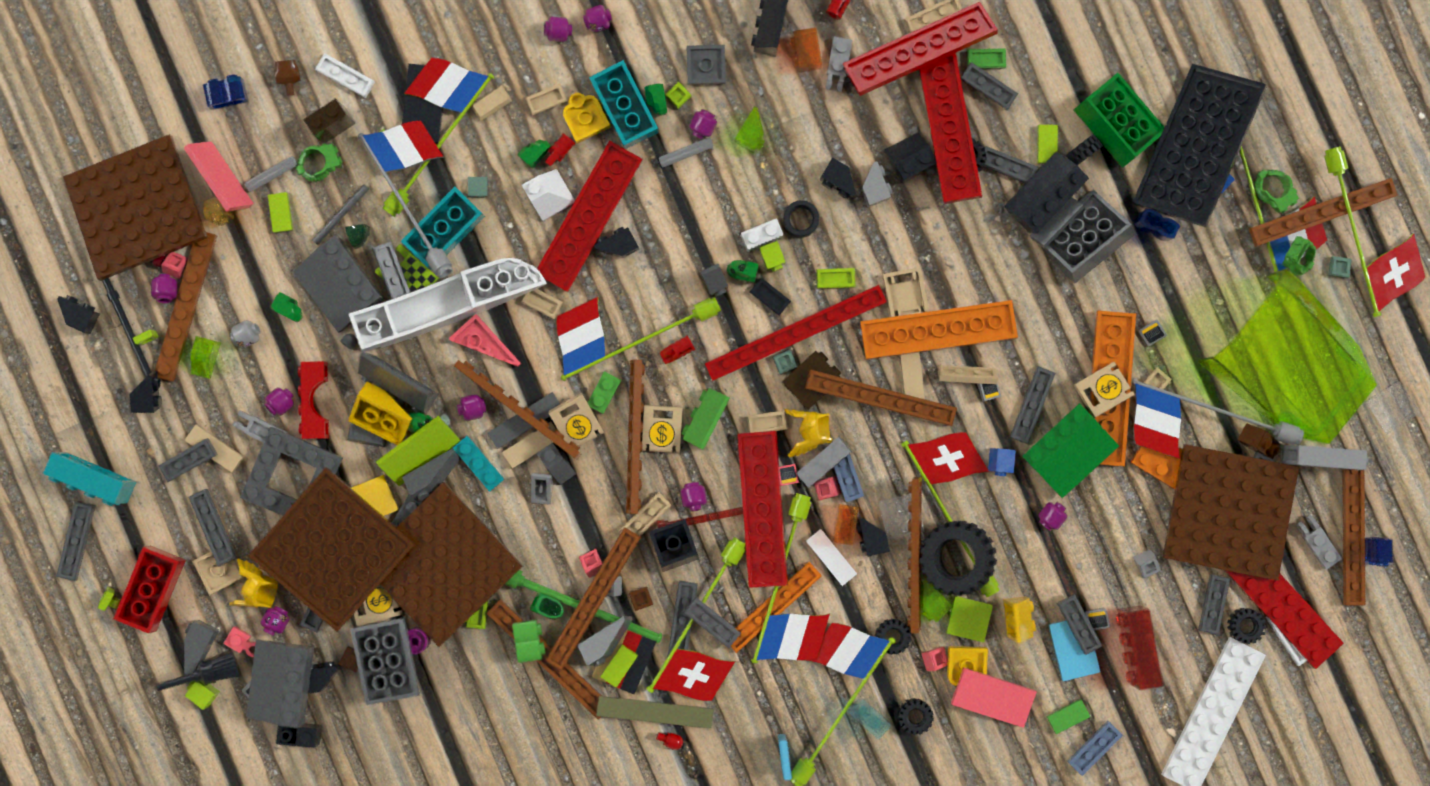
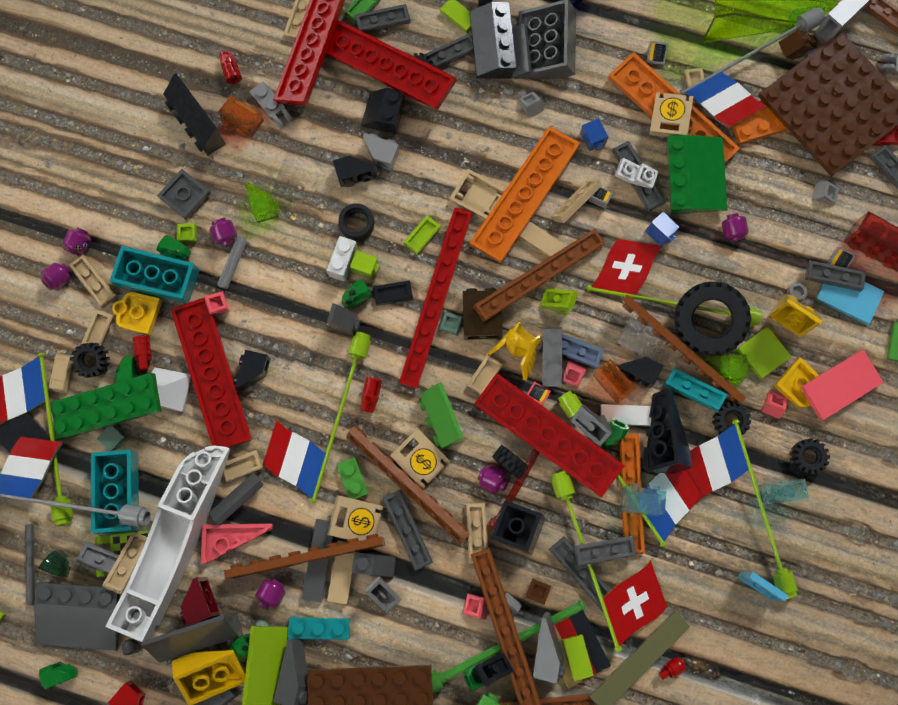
camera: 45 degrees left, 10 degrees down
(402, 285) = (125, 564): none -> tan tile
(420, 363) = (199, 603): none -> dark red slope
(496, 163) = (105, 406): none -> green plate
(509, 111) = (79, 364): none -> black tyre
(515, 320) = (236, 499): none -> dark grey tile
(558, 613) = (494, 669): none -> black slope
(579, 59) = (92, 281): none -> tan tile
(602, 465) = (407, 530): none -> dark grey tile
(644, 171) = (217, 303): none -> coral slope
(716, 498) = (510, 461): none -> black tyre
(772, 620) = (643, 500): none -> clear light blue brick
(795, 536) = (593, 426): none -> dark grey slope
(805, 556) = (619, 432): none -> green rock
(832, 602) = (667, 443): none -> black wedge
(874, 429) = (559, 300): none -> lime slope
(892, 591) = (696, 390): none -> teal plate
(1020, 269) = (531, 104): none -> light grey slope
(1030, 402) = (635, 174): none -> white slope
(1035, 342) = (594, 135): none -> blue brick
(1042, 605) = (797, 290): none -> light grey tile

